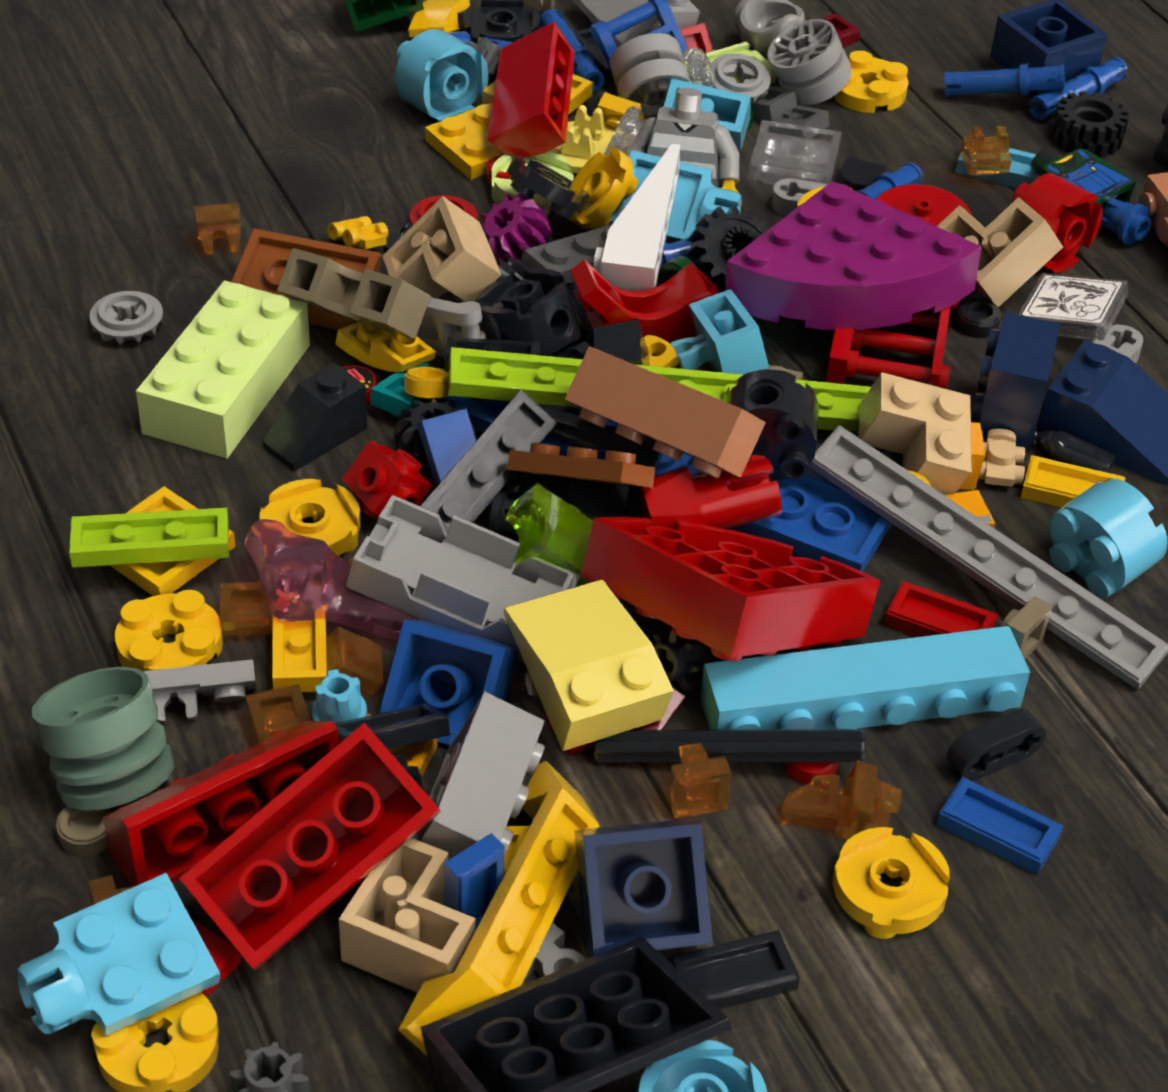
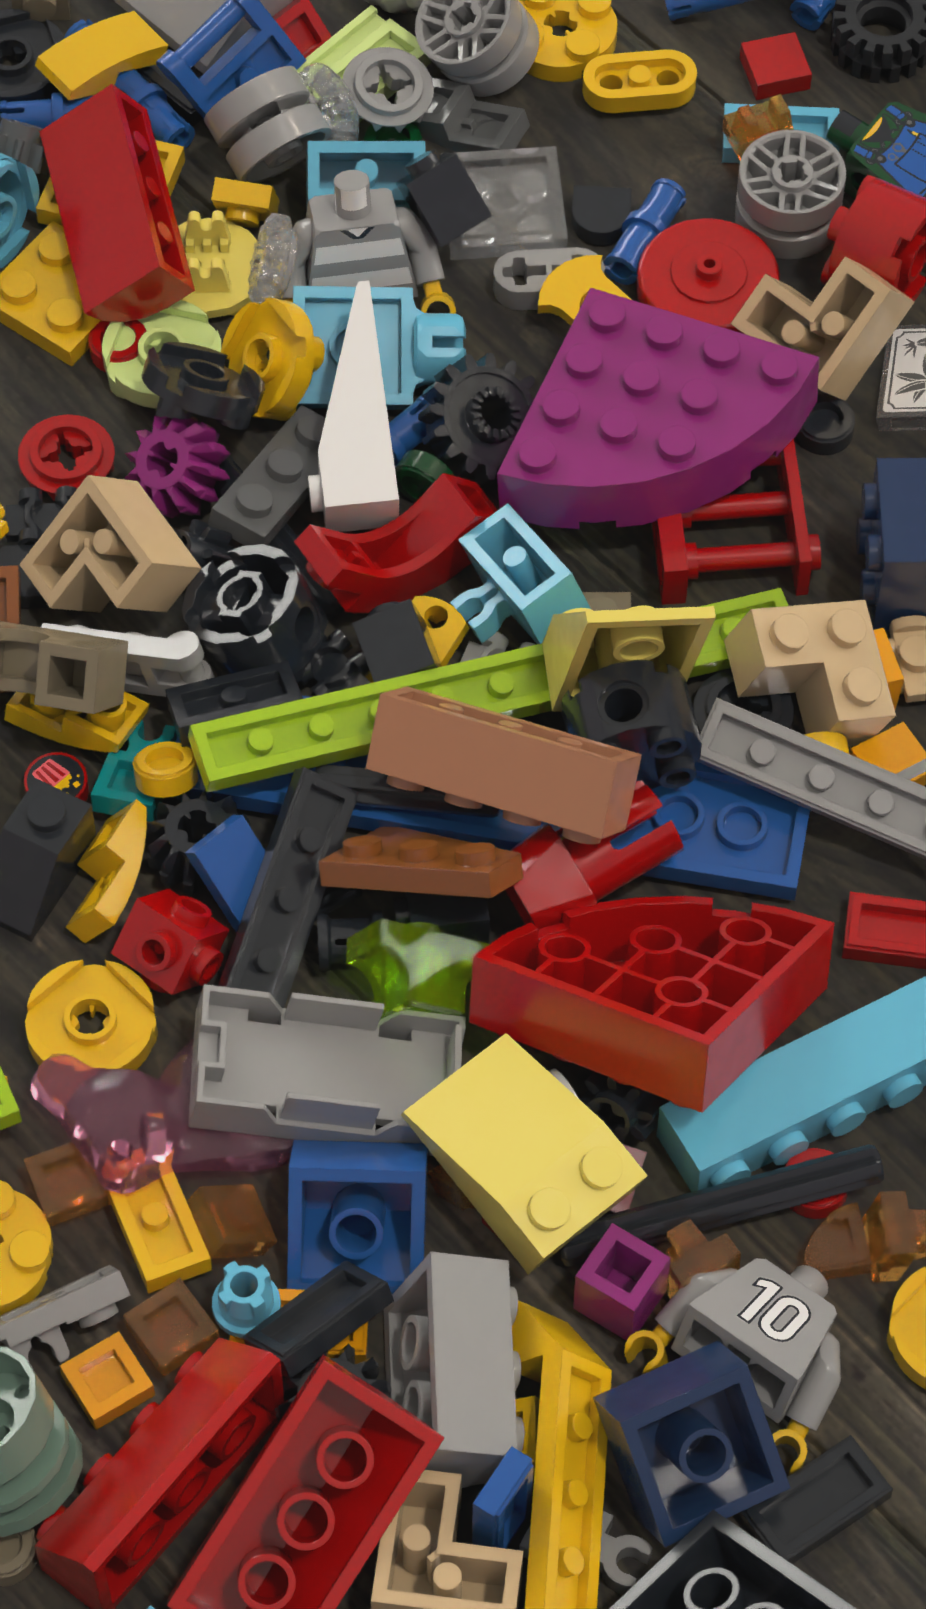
camera: 15 degrees left, 15 degrees up
(215, 737) = (107, 1380): none -> light orange tile
(369, 425) = (114, 864): none -> yellow slope
(570, 21) = (98, 53): none -> yellow slope
(631, 771) = (621, 1282): none -> magenta brick
(741, 841) = (771, 1324): none -> light grey torso
(751, 125) = (442, 196): none -> black brick
(785, 345) = (590, 640): none -> light yellow slope
(912, 116) = (639, 81): none -> yellow plate
(991, 177) = (790, 191): none -> light grey wheel
(1017, 127) = (775, 66): none -> red tile

